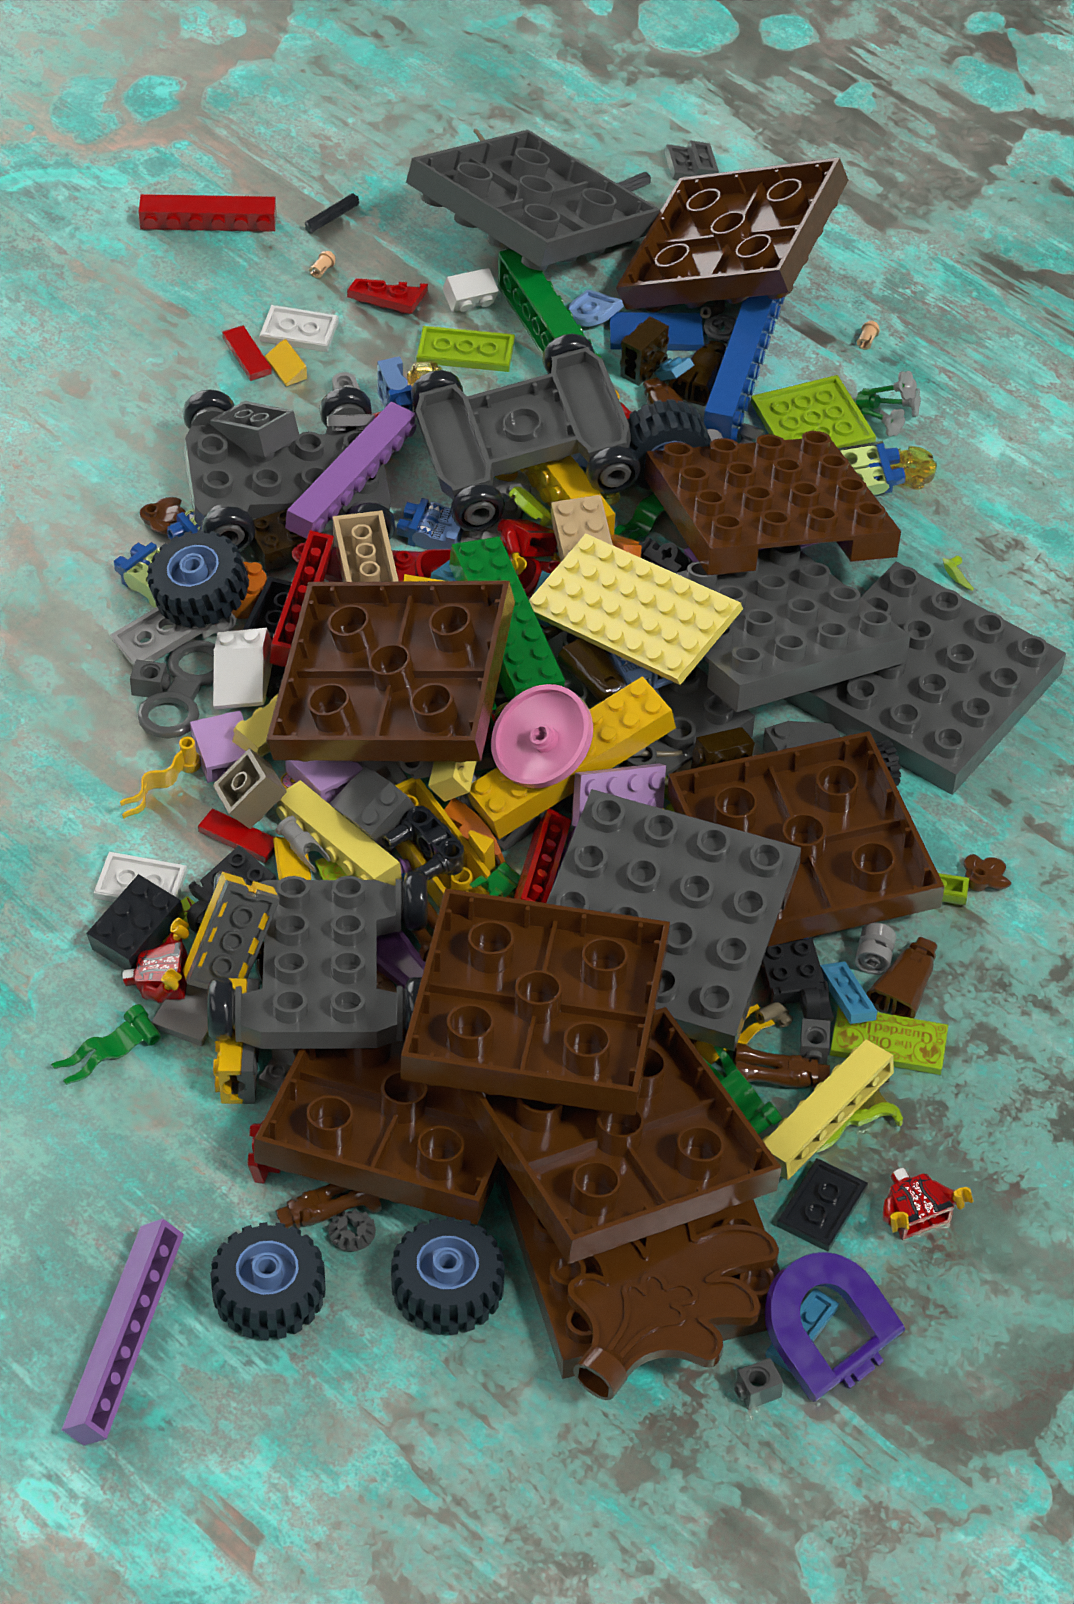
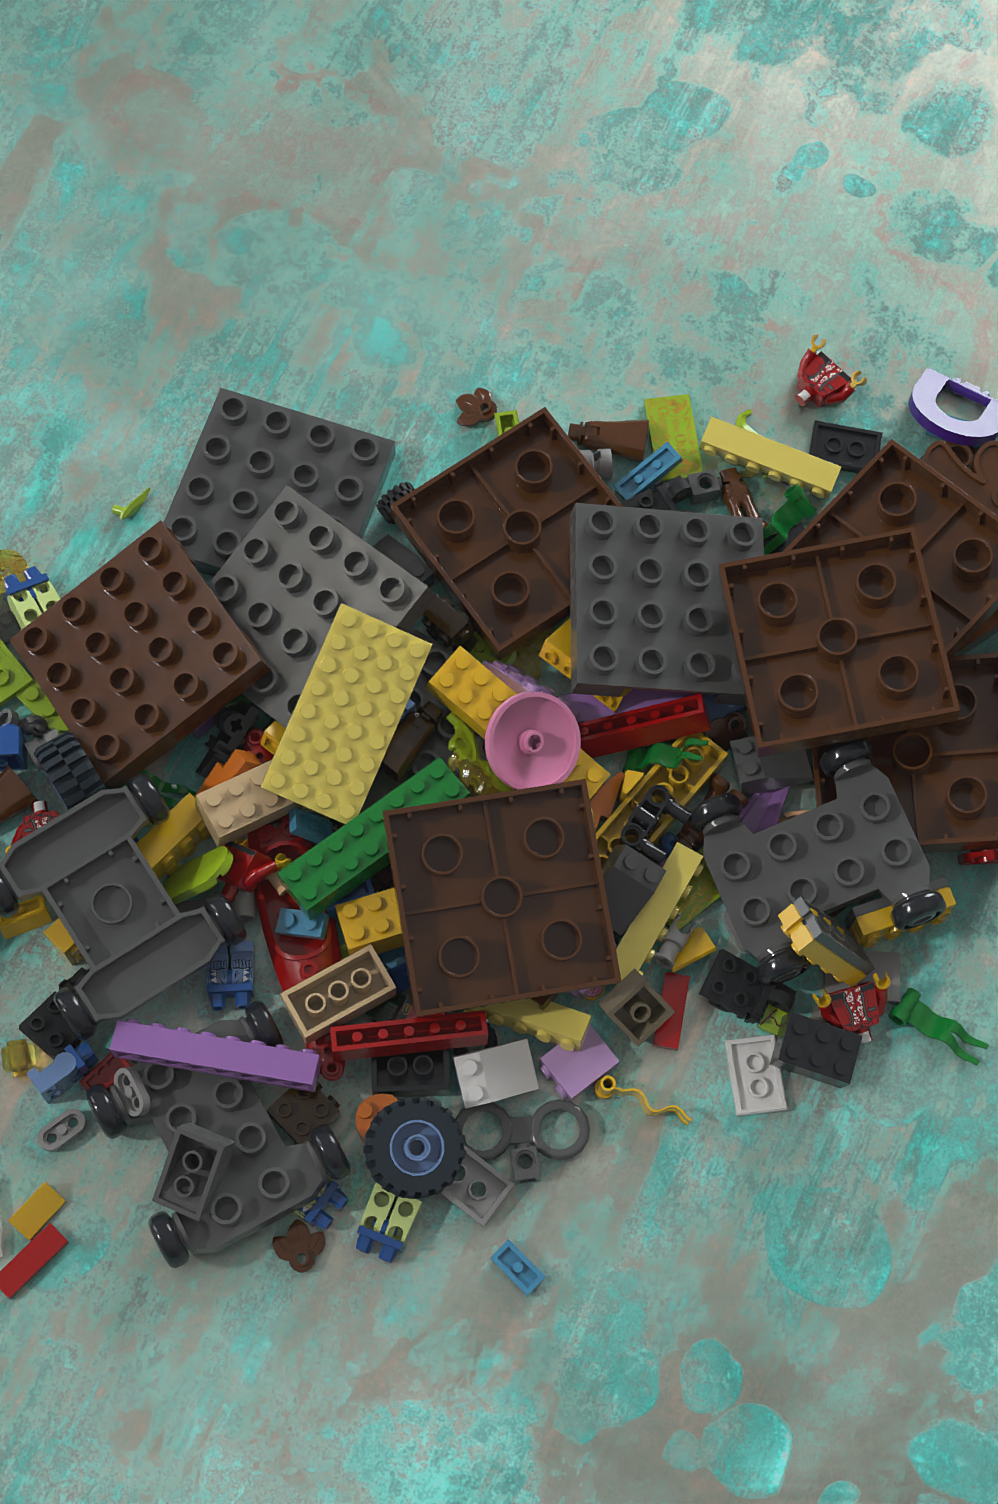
camera: 110 degrees left, 20 degrees up
(60, 650) = (517, 1267): none -> dark azure plate

